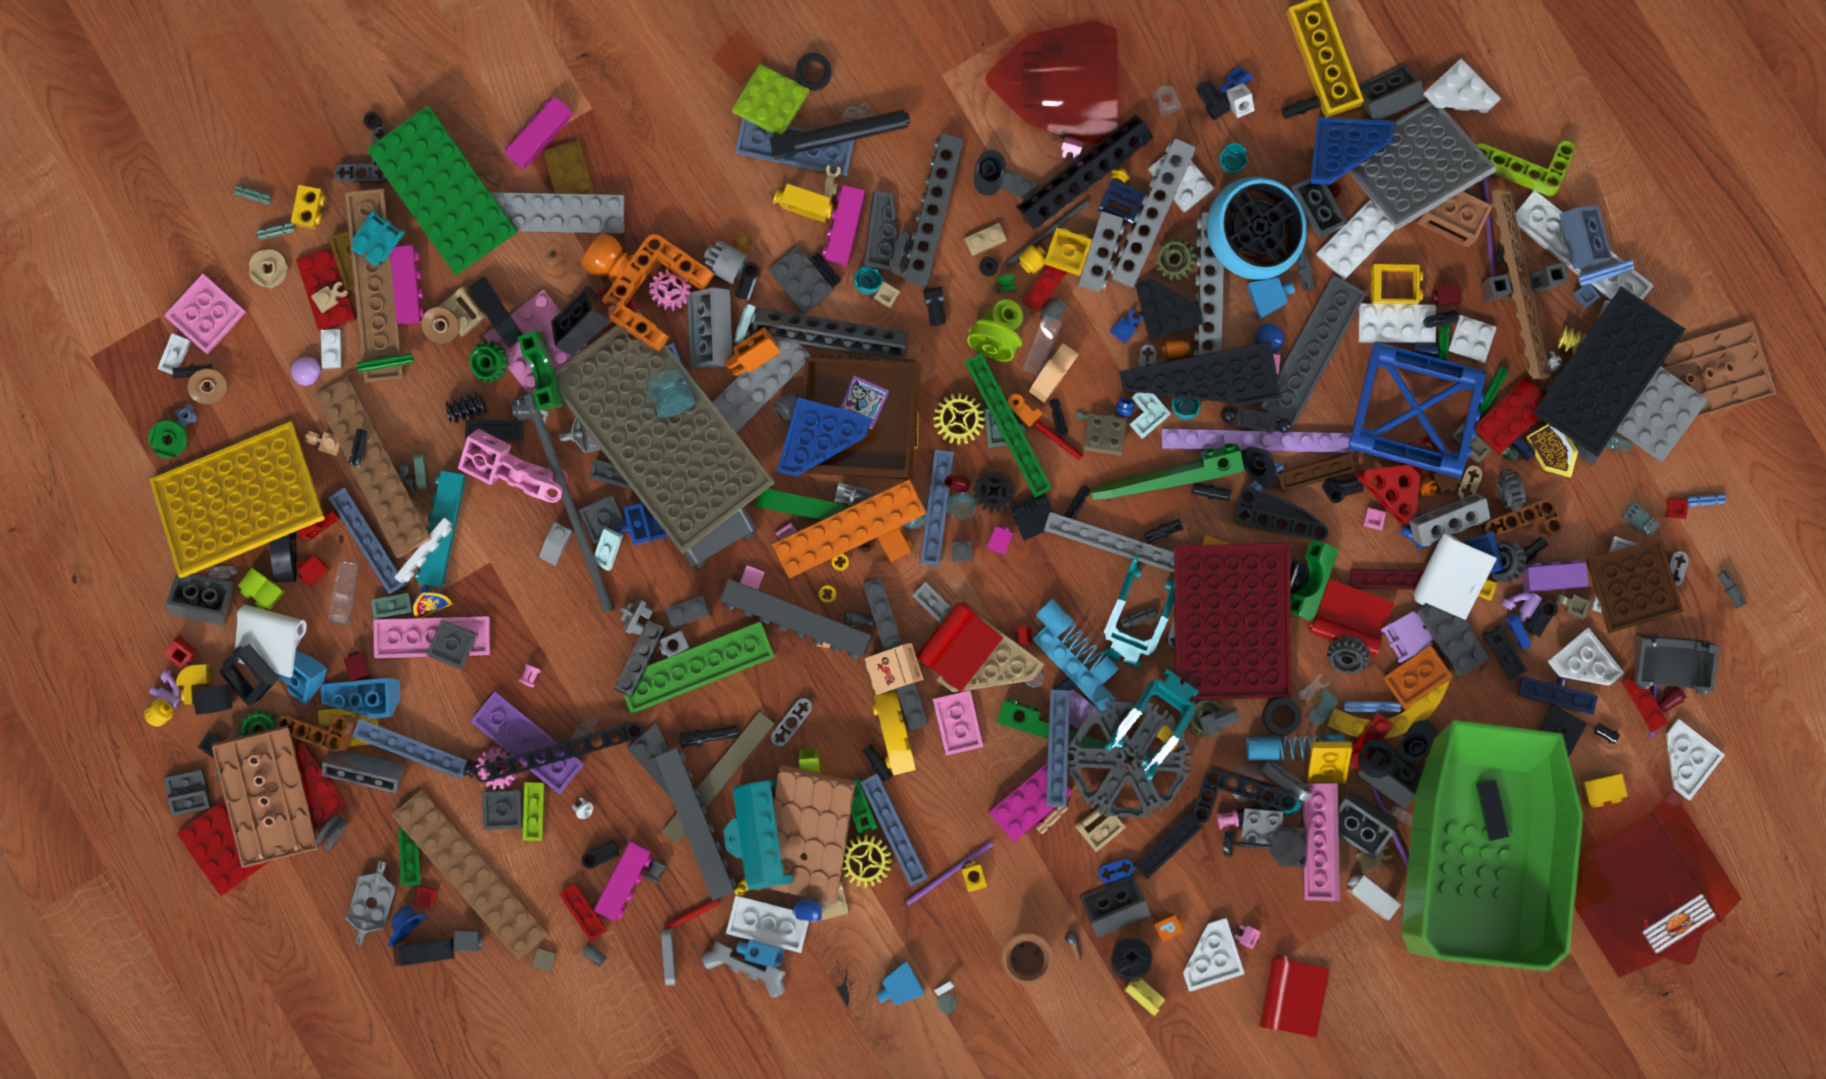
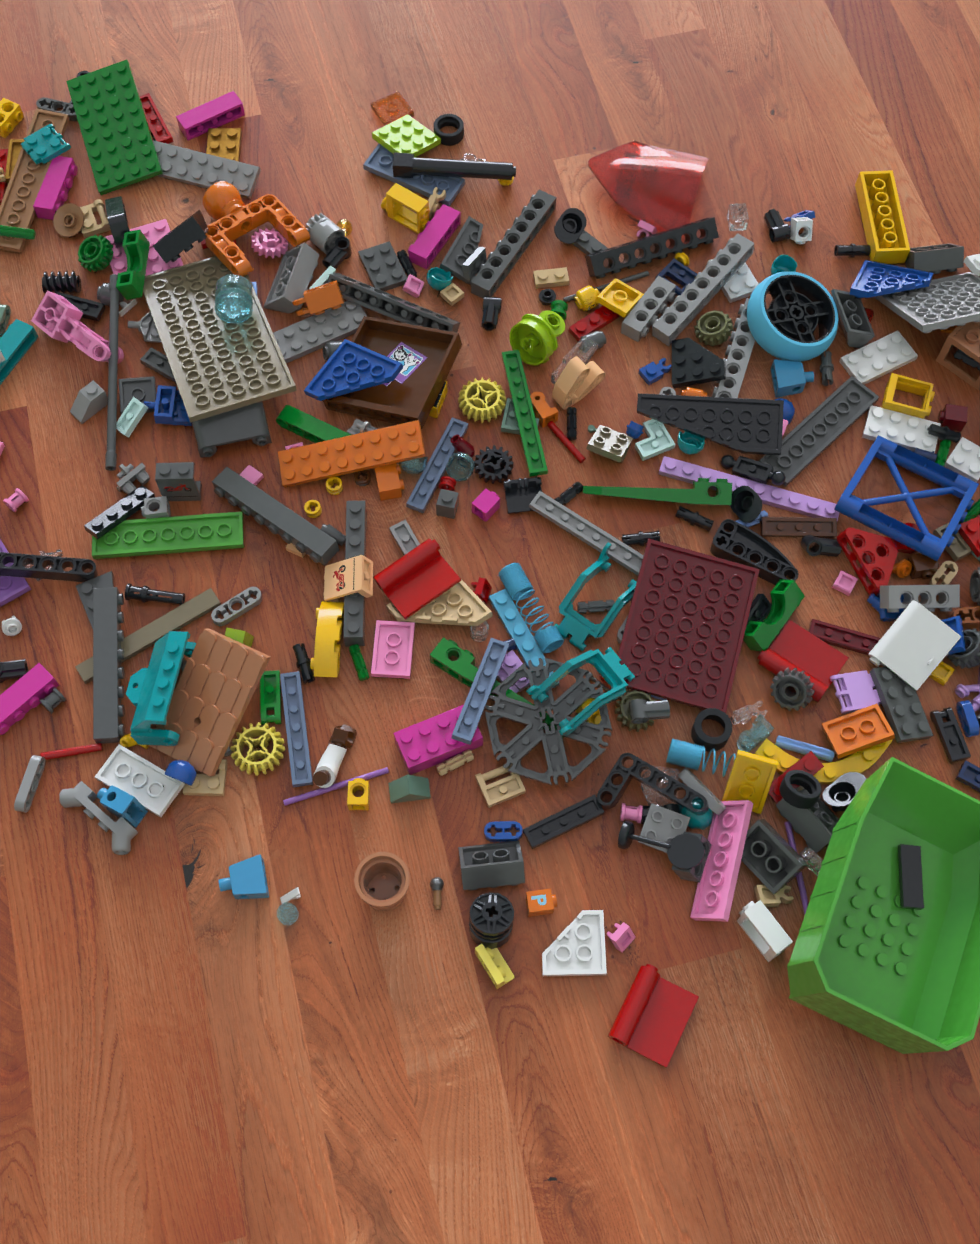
camera: 15 degrees right, 20 degrees down
(478, 159) = (155, 122): none -> red plate
(841, 296) = (413, 286): none -> bright pink tile
(929, 745) = (359, 662): none -> green axle
(938, 847) = (332, 758): none -> piece
(954, 528) = (447, 483): none -> red bush
(1018, 857) = (409, 789): none -> sand green slope

